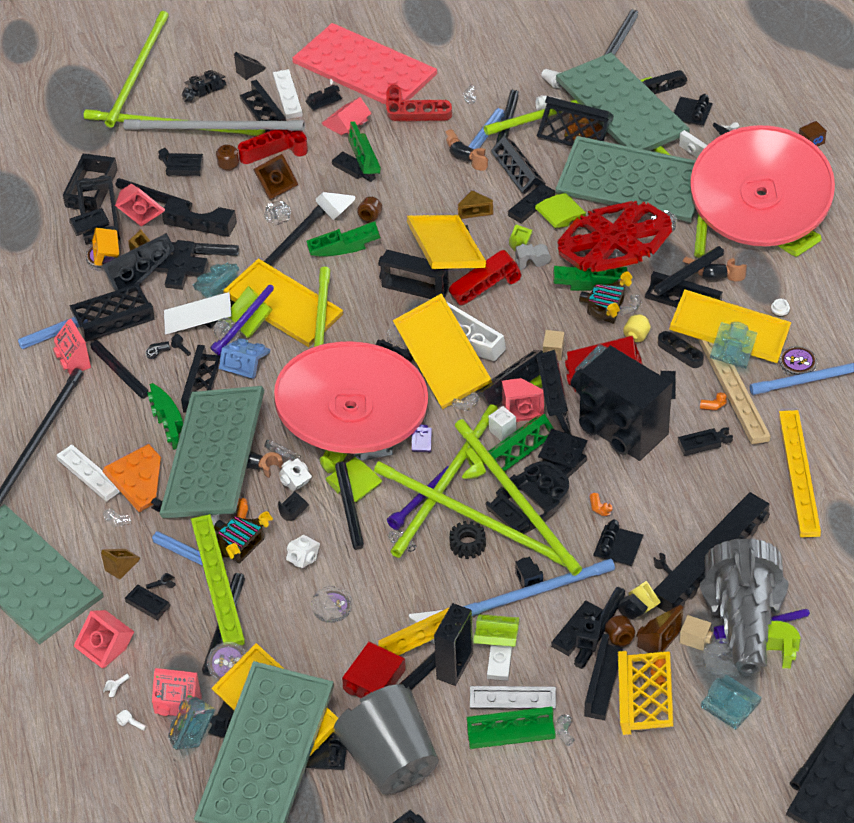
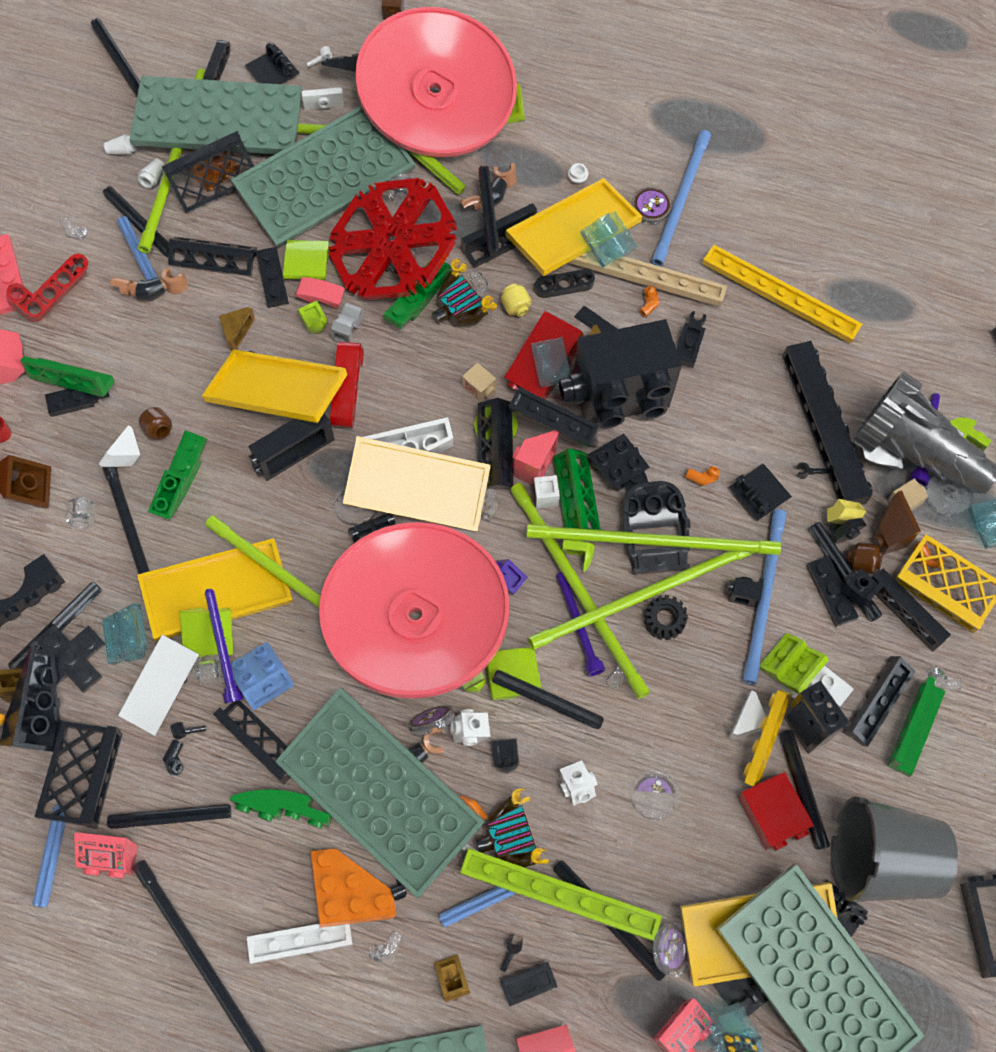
camera: 60 degrees left, 20 degrees up
(542, 230) = (319, 290): none -> coral slope

